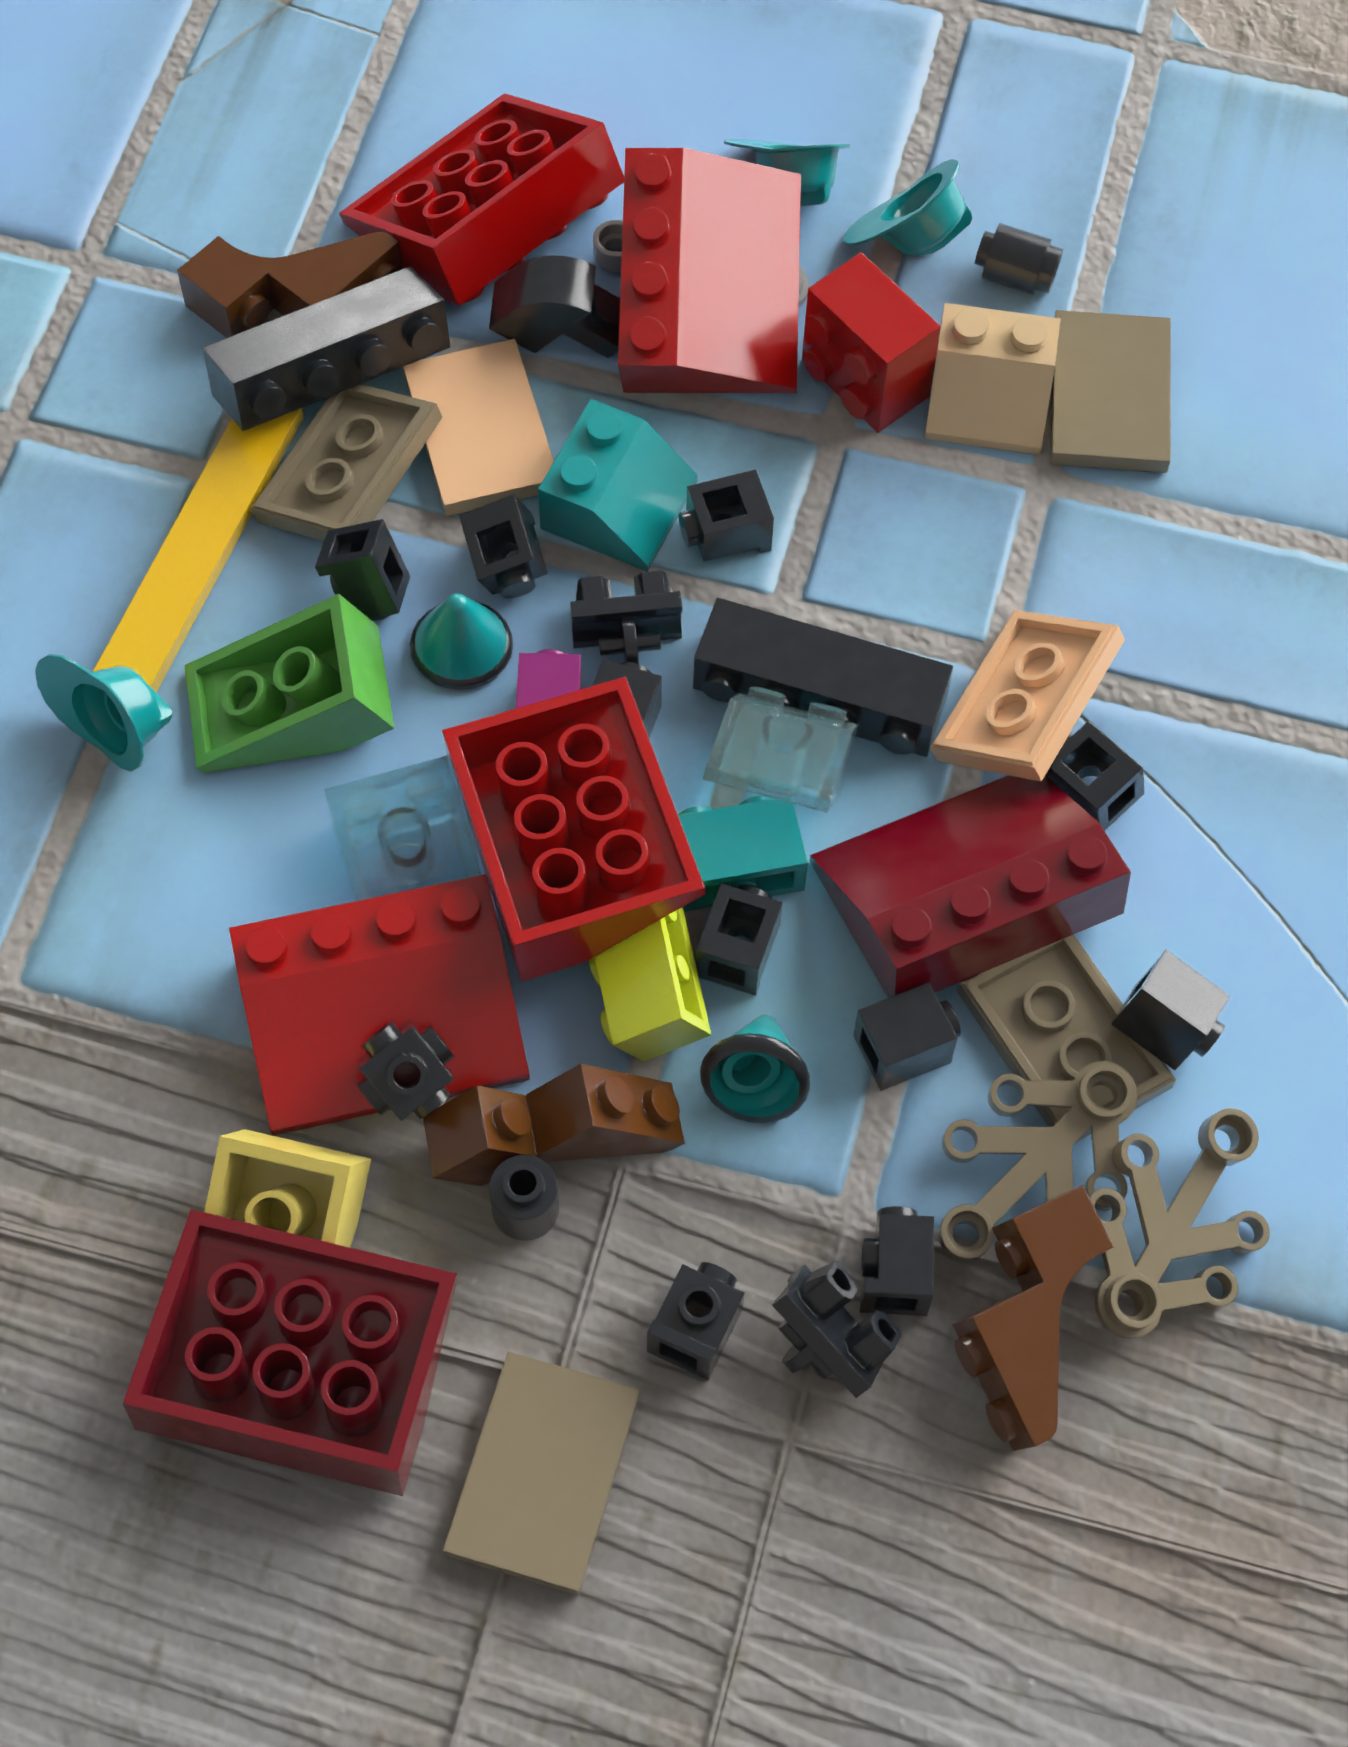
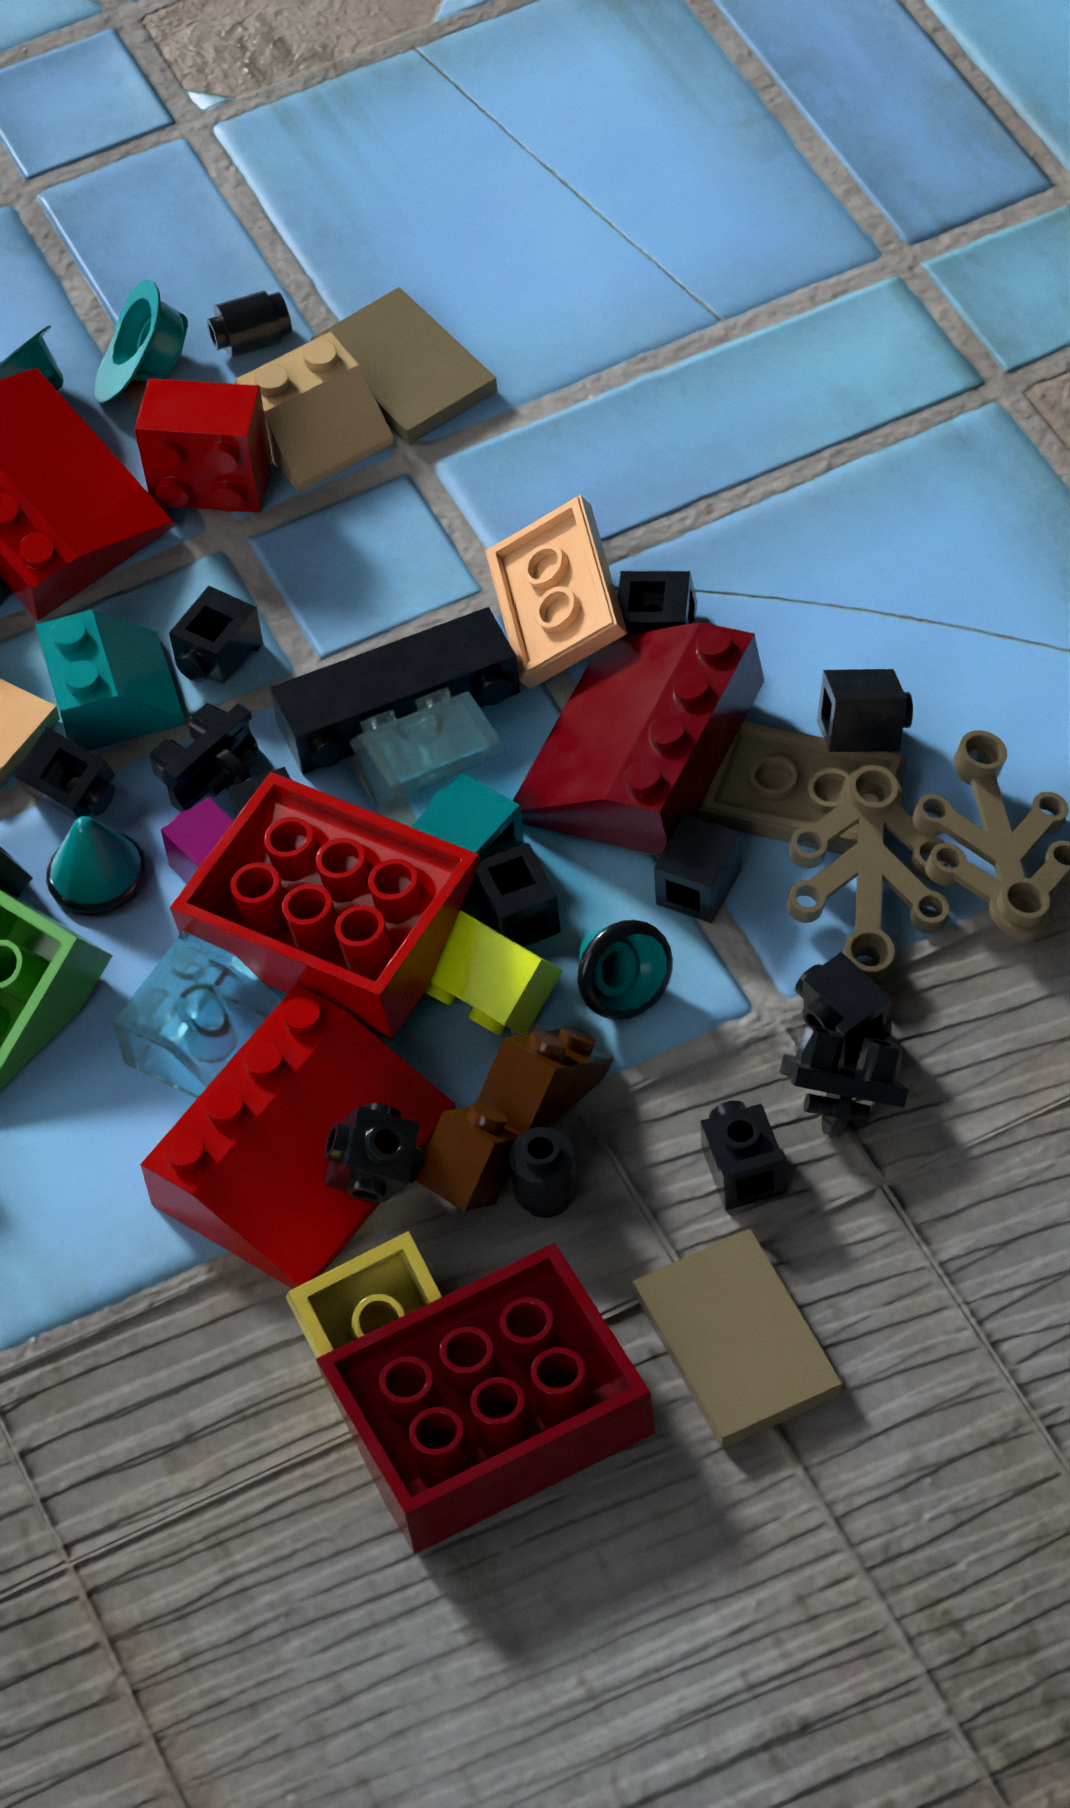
camera: 35 degrees left, 10 degrees down
(1017, 1338) = (975, 984): reddish brown arch -> none

